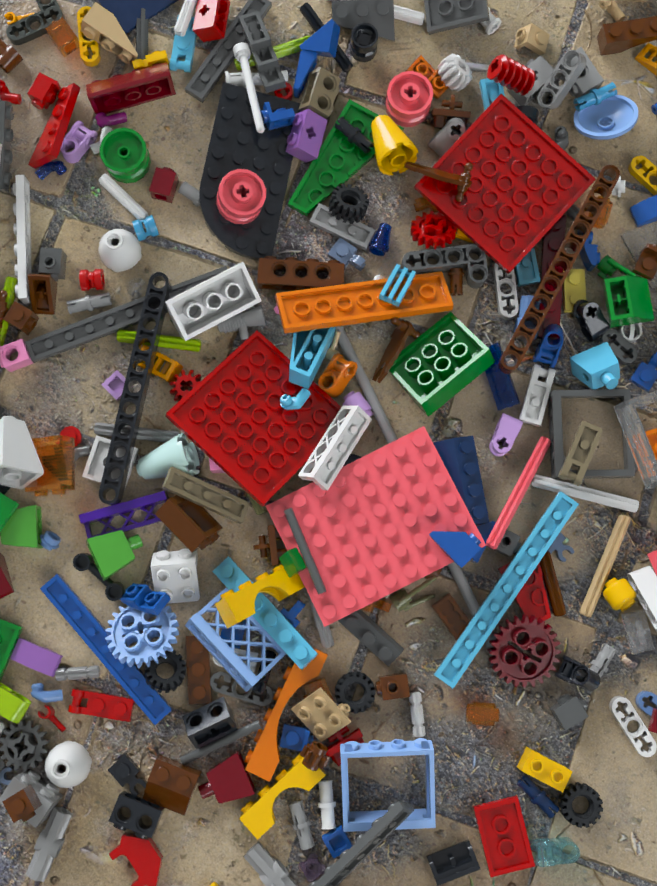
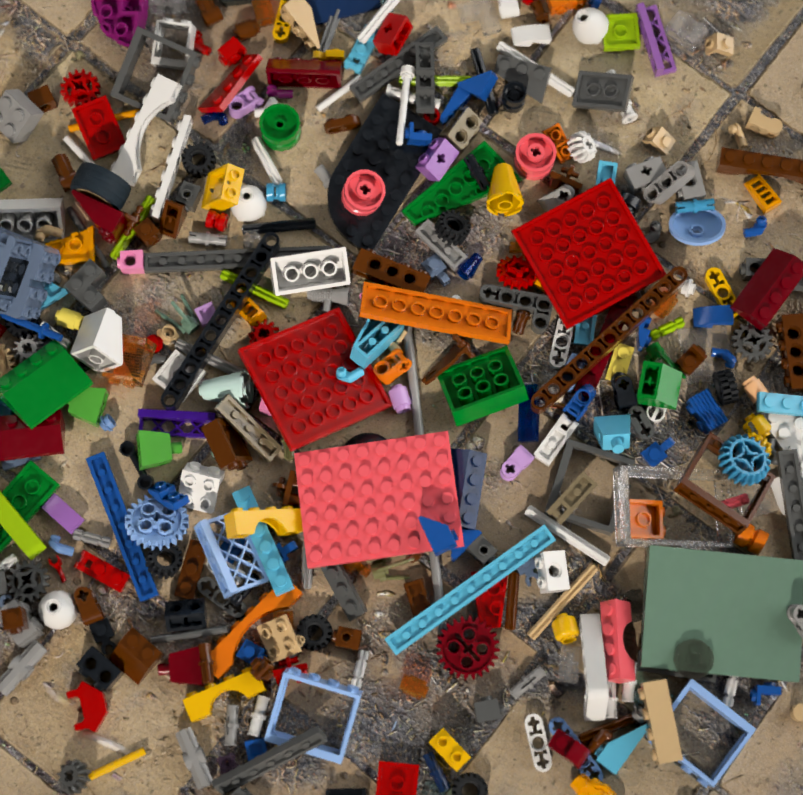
camera: 20 degrees right, 5 degrees down
(46, 208) = (191, 152): none -> black tyre
(51, 62) = (246, 29): none -> reddish brown brick
(84, 416) = (169, 329): none -> tan plate
(90, 248) = (223, 195): none -> yellow window
(101, 402) = (189, 324): none -> sand green plant
(101, 751) = (90, 609): none -> reddish brown piece
(163, 263) = (280, 226): none -> black axle
(164, 184) = (304, 161): dark red brick -> none
(174, 101) = (336, 95): none -> white bar
(190, 132) = (344, 124): none -> reddish brown plate
(251, 771) = (206, 663): none -> reddish brown axle
(292, 562) = (299, 505): green slope -> none
(304, 549) = (313, 499): dark grey bar -> none
(336, 446) = (369, 423): white fence -> none
(403, 273) = (477, 300): medium azure tile -> none
(462, 181) = (550, 238): reddish brown piece -> none
(511, 74) = (626, 164): red piece -> none
(518, 493) = (511, 512): coral axle -> none
(575, 673) = (505, 681): black piece -> none
(595, 543) = (557, 563): none -> white brick
(611, 236) = (667, 328): none -> lime axle

